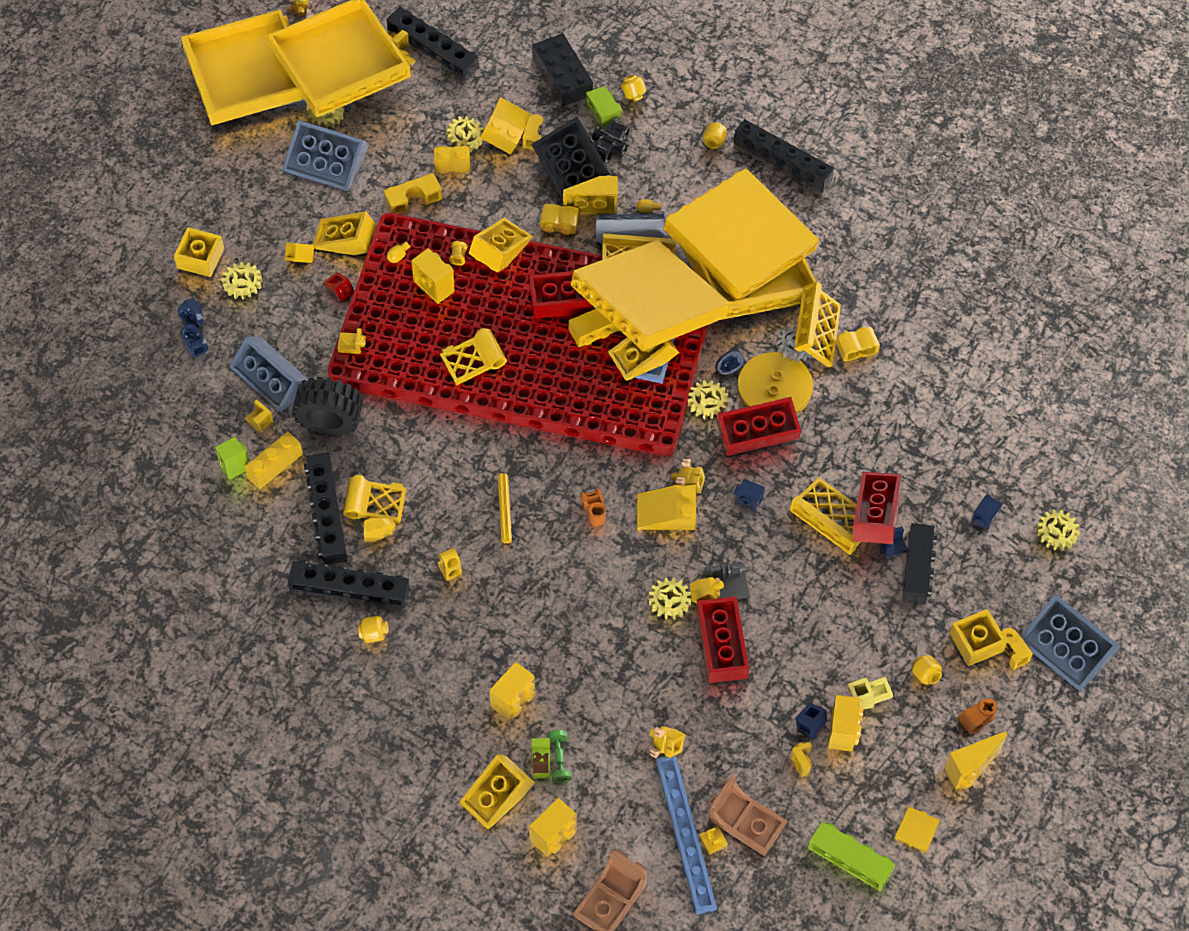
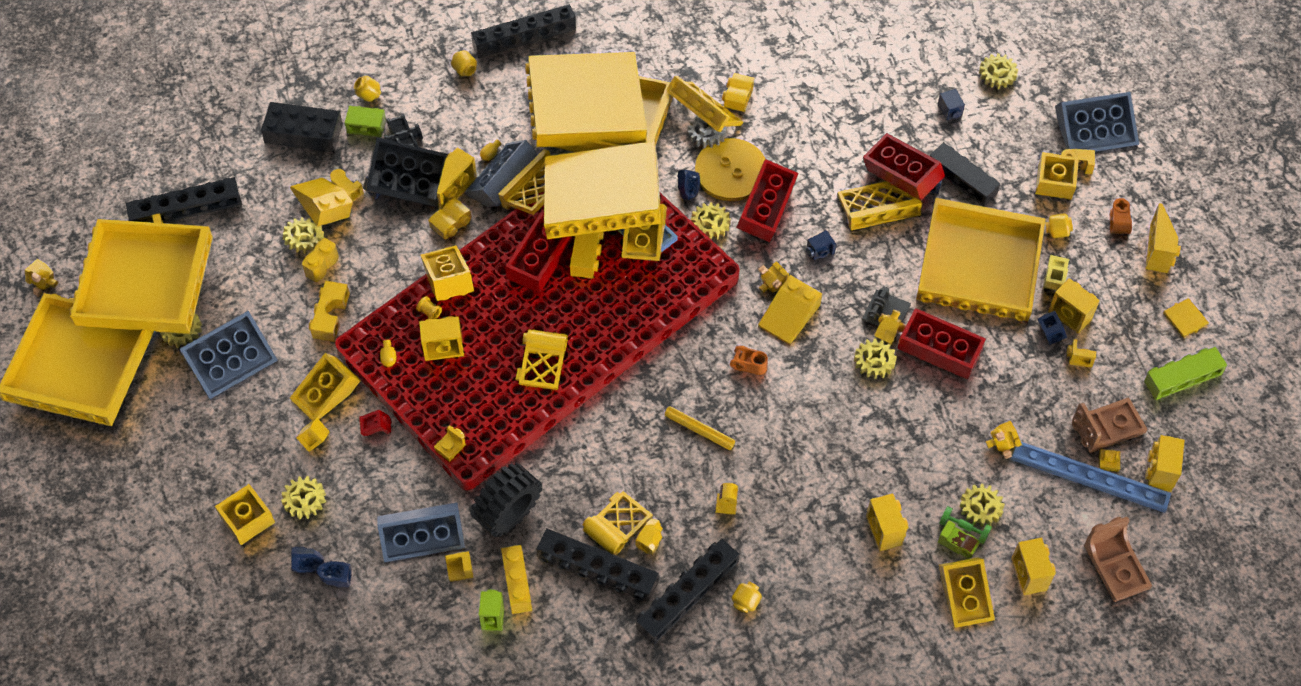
camera: 55 degrees left, 0 degrees up
(588, 750) = (989, 502): none -> light yellow gear
(737, 882) = (1165, 463): none -> yellow brick
(838, 626) = (981, 259): none -> yellow panel

